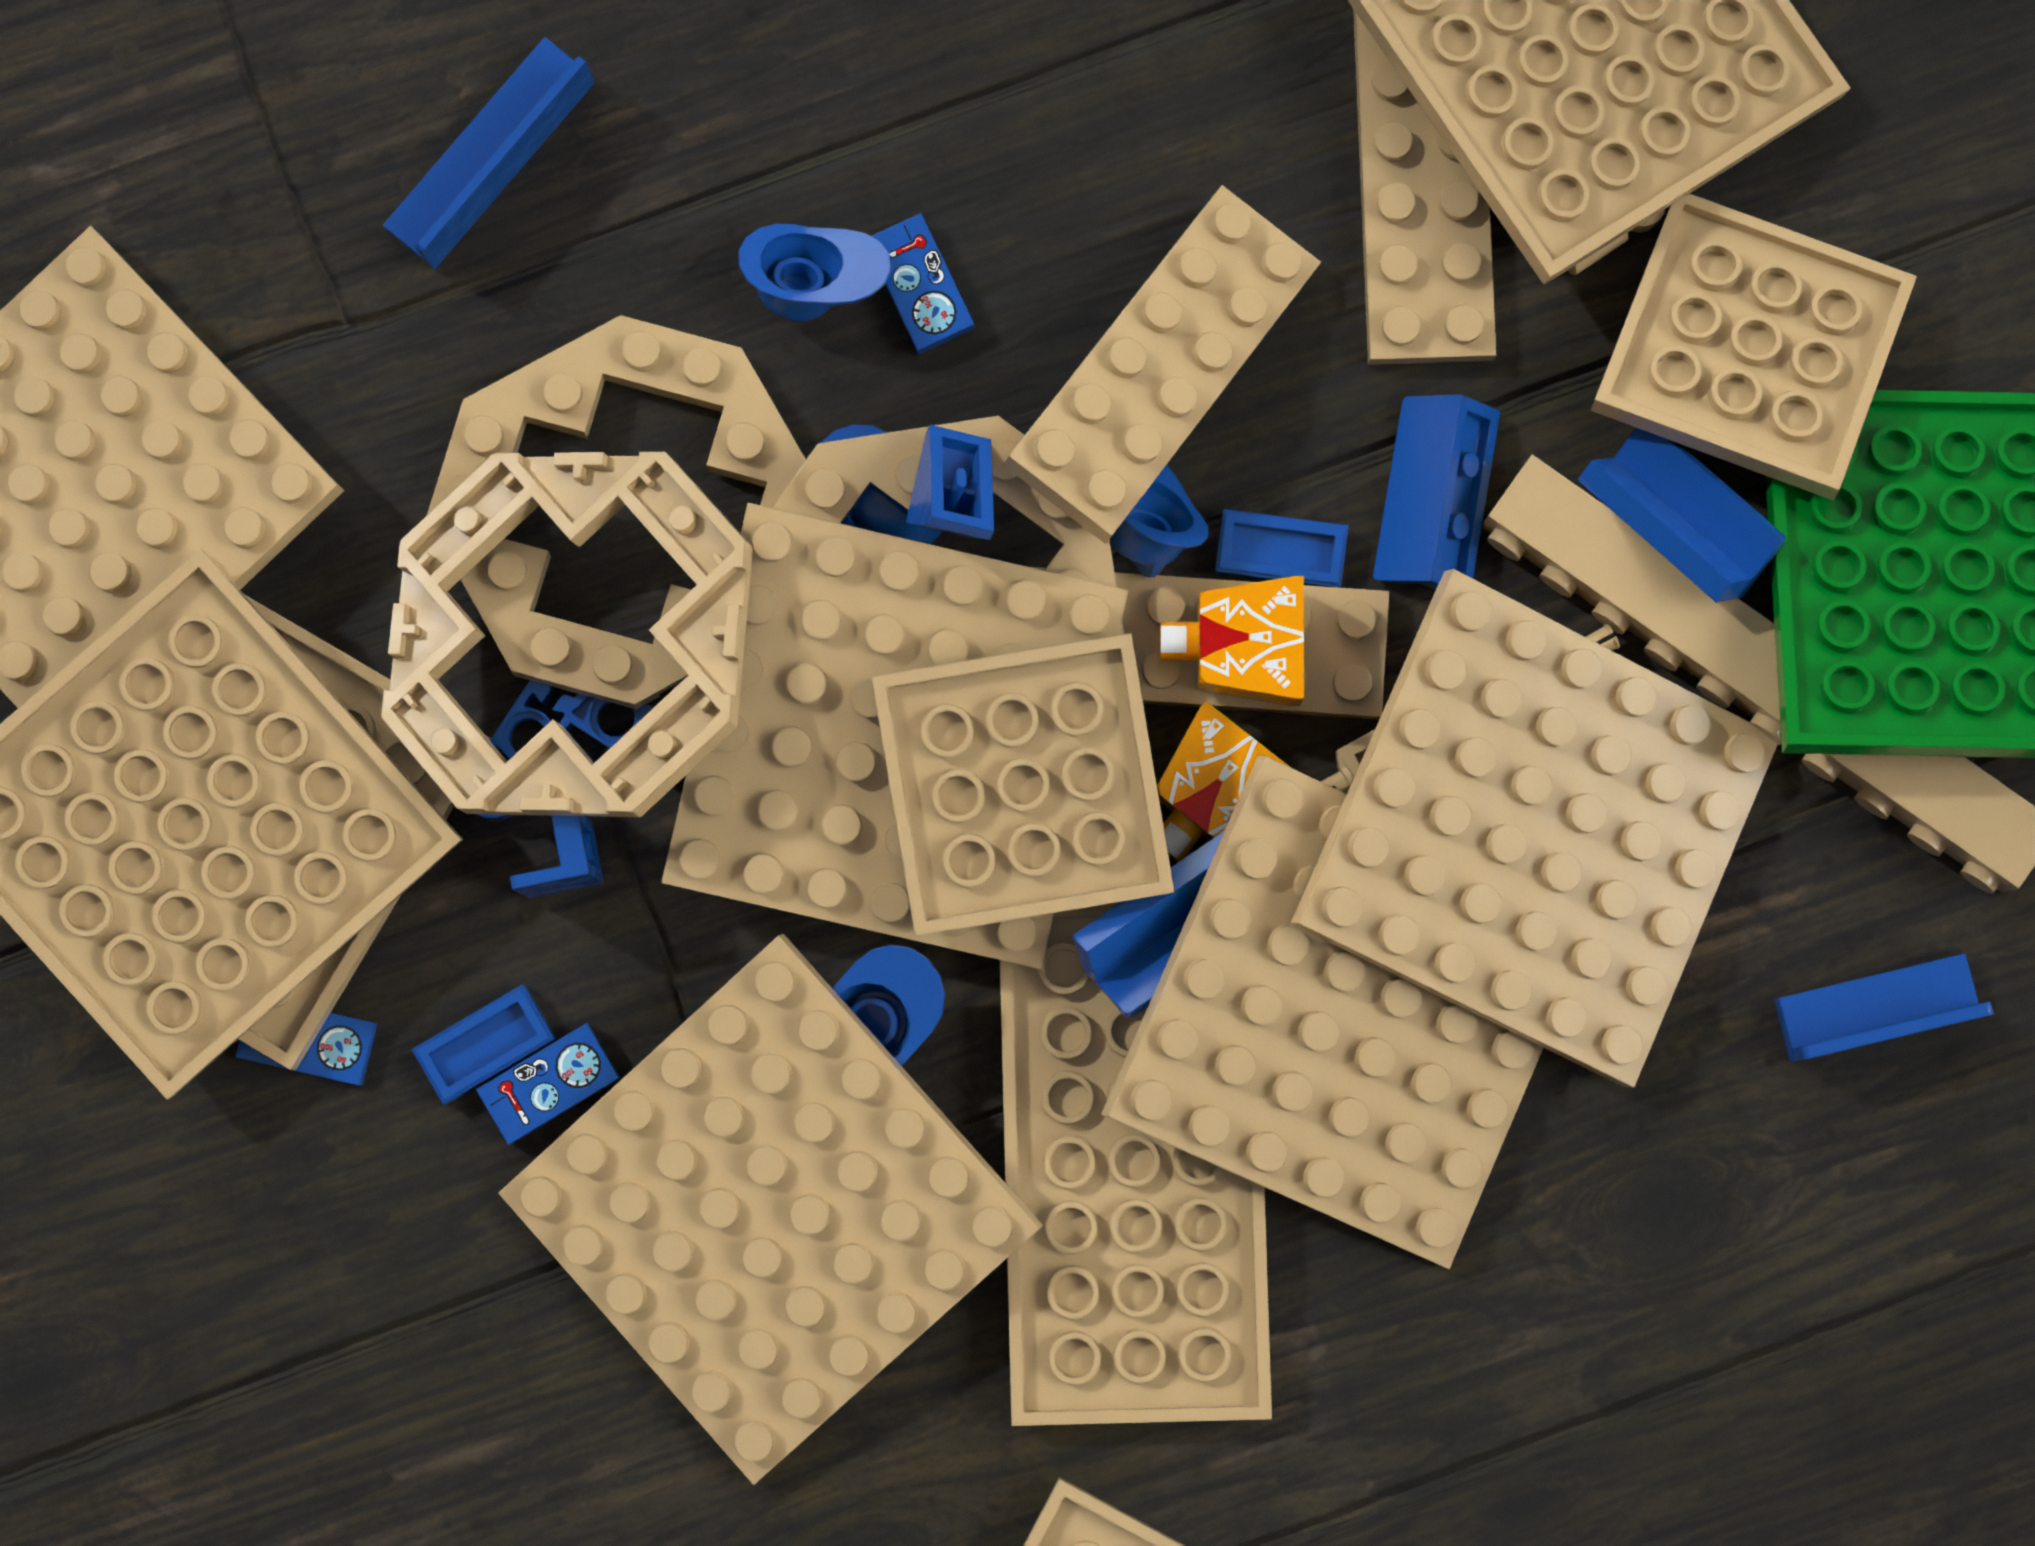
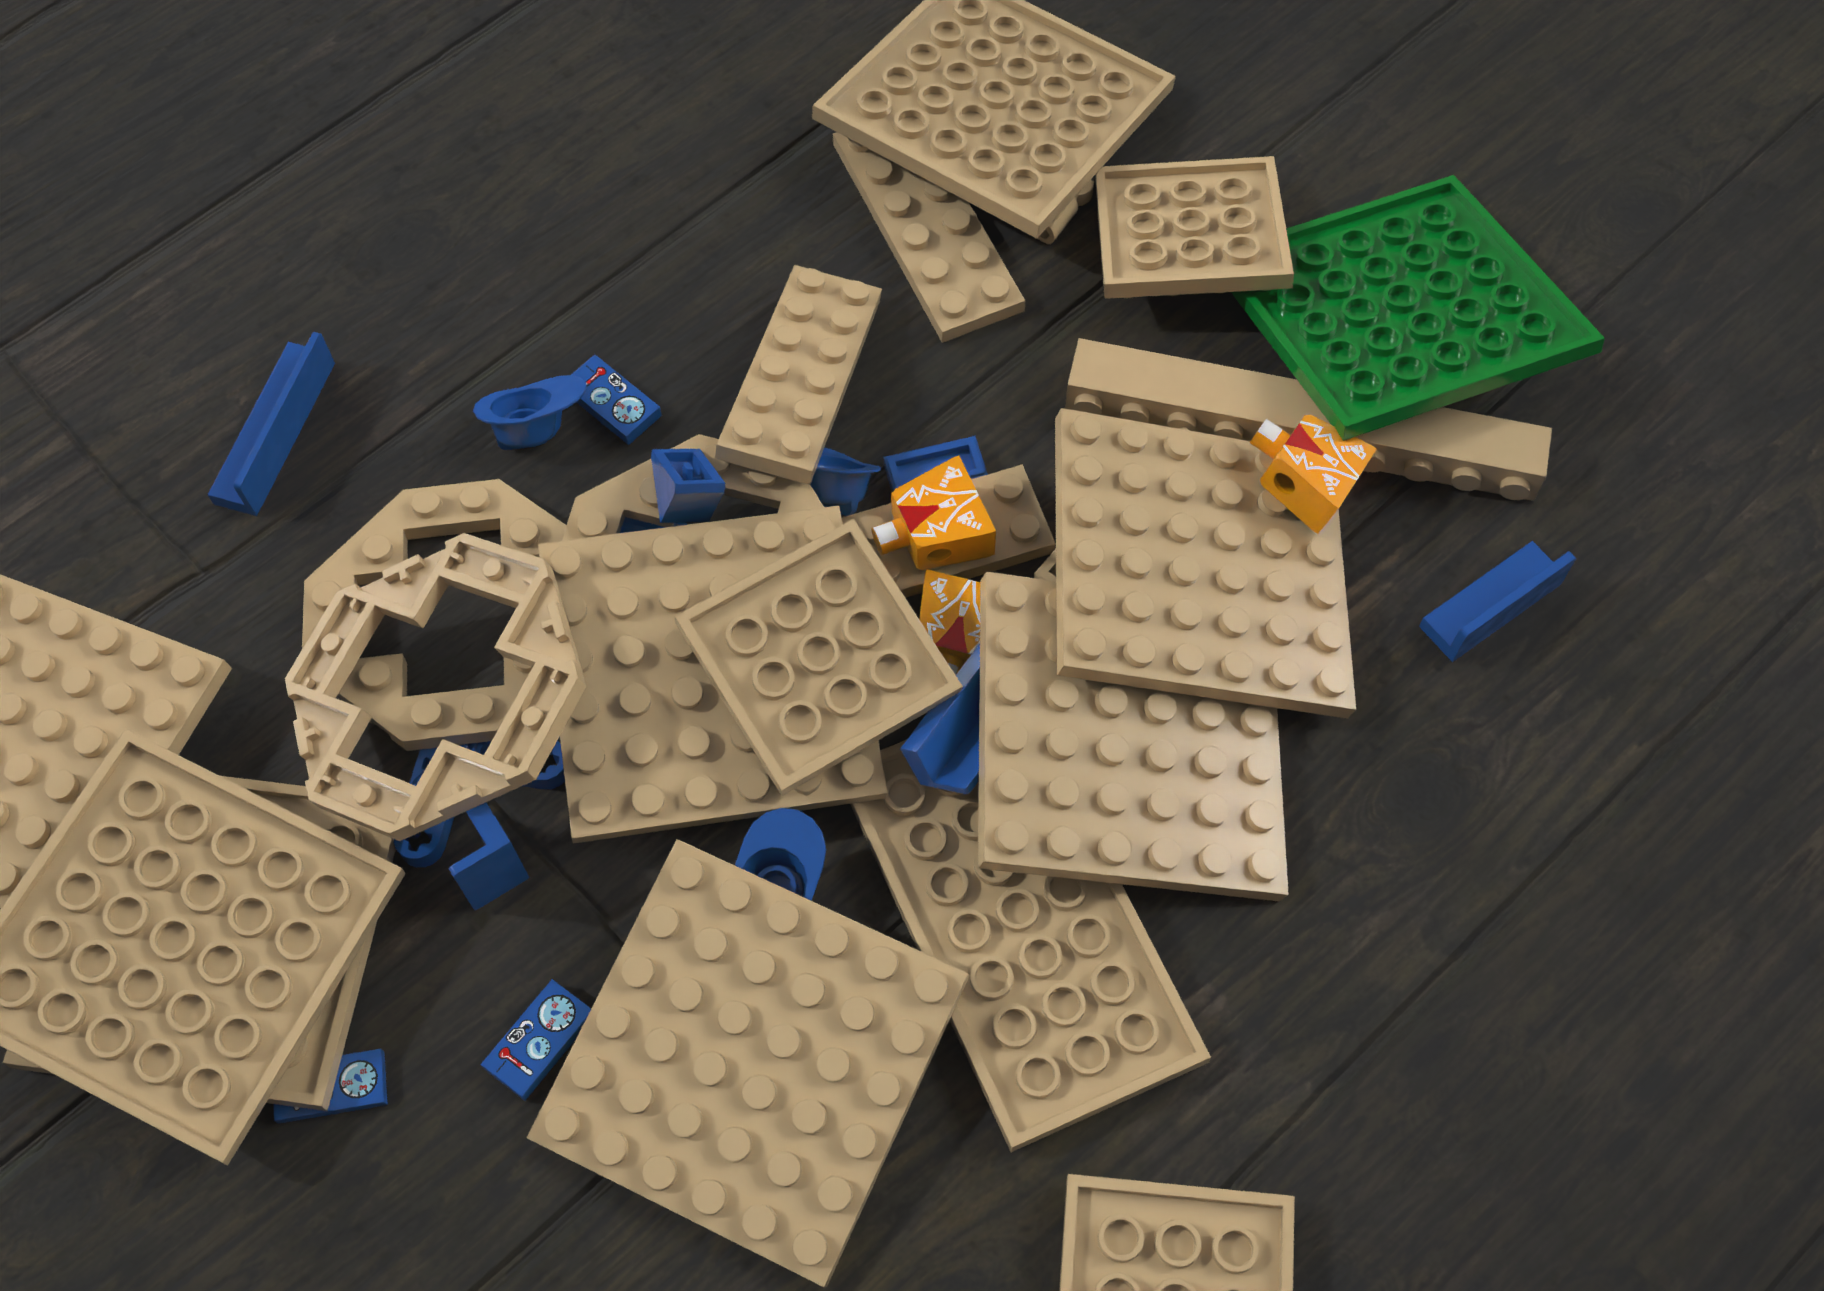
camera: 25 degrees left, 20 degrees down
(484, 1044) = (474, 1031): blue tile -> none
(1436, 489) = (1021, 390): blue panel -> none
(1685, 514) = (1200, 333): blue panel -> none
(1730, 766) = (1311, 467): none -> light orange torso

